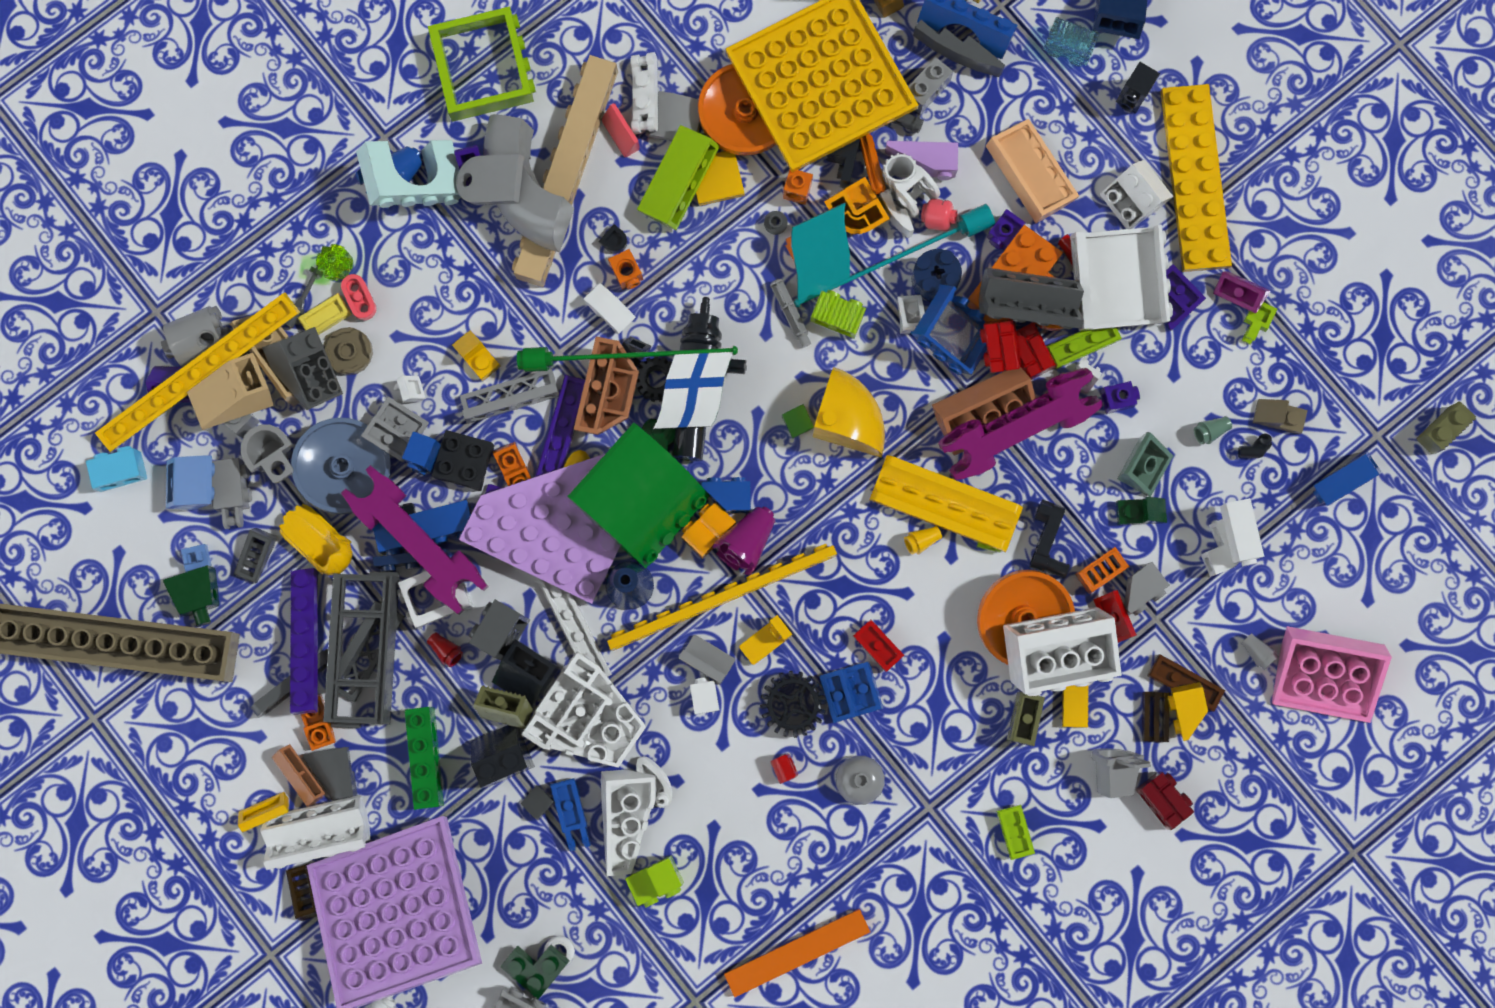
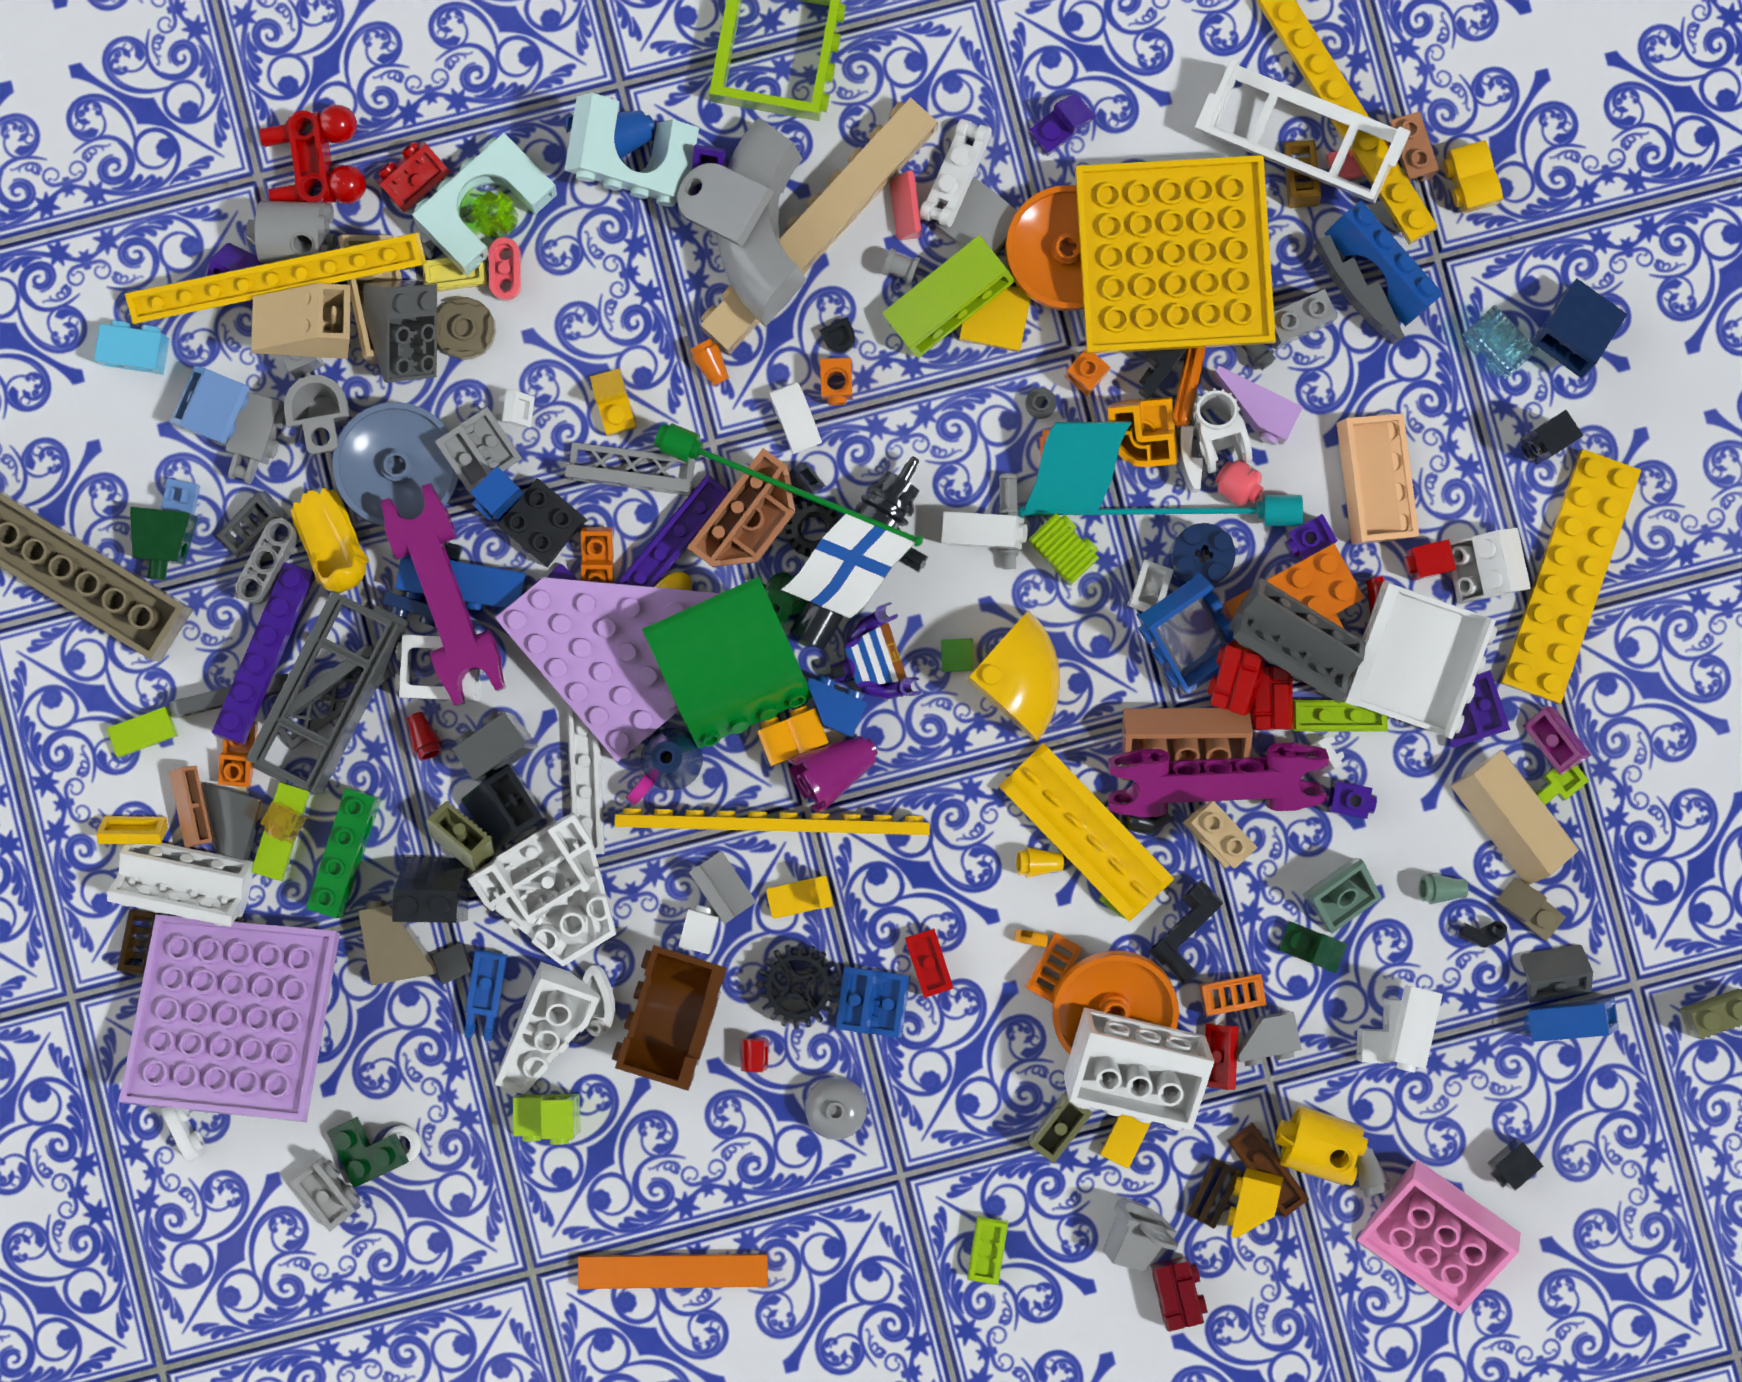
camera: 20 degrees right, 5 degrees up
(187, 278) = (313, 157): none -> red piece
(240, 738) = (142, 732): none -> lime tile
(265, 261) = (412, 175): none -> red bracket
(273, 564) = (266, 545): none -> light grey beam
(322, 227) = (498, 164): none -> light aqua arch
(370, 755) = (283, 822): none -> clear yellow brick
(372, 764) = (272, 853): none -> lime tile
(488, 809) = (392, 947): none -> dark tan slope
(531, 296) = (710, 361): none -> orange cone
(617, 616) = (639, 790): none -> dark pink tile
(635, 172) = (900, 266): none -> light grey bush
(703, 27) = (1062, 123): none -> dark purple slope
(711, 766) = (670, 1017): none -> reddish brown cylinder
(741, 449) = (874, 658): none -> torso
(776, 325) = (983, 530): none -> white brick
(944, 594) = (1031, 937): none -> light orange tile
(958, 627) = (1037, 972): none -> orange slope
(985, 479) = (1147, 825): none -> black arm
(1040, 460) = (1219, 834): none -> tan panel
(1095, 208) = (1430, 560): none -> red brick
(1207, 646) = (1321, 1145): none -> yellow cylinder
(1239, 358) = (1515, 818): none -> tan slope
(1320, 452) = (1557, 973): none -> dark grey panel
(1356, 599) = (1514, 1165): none -> black brick

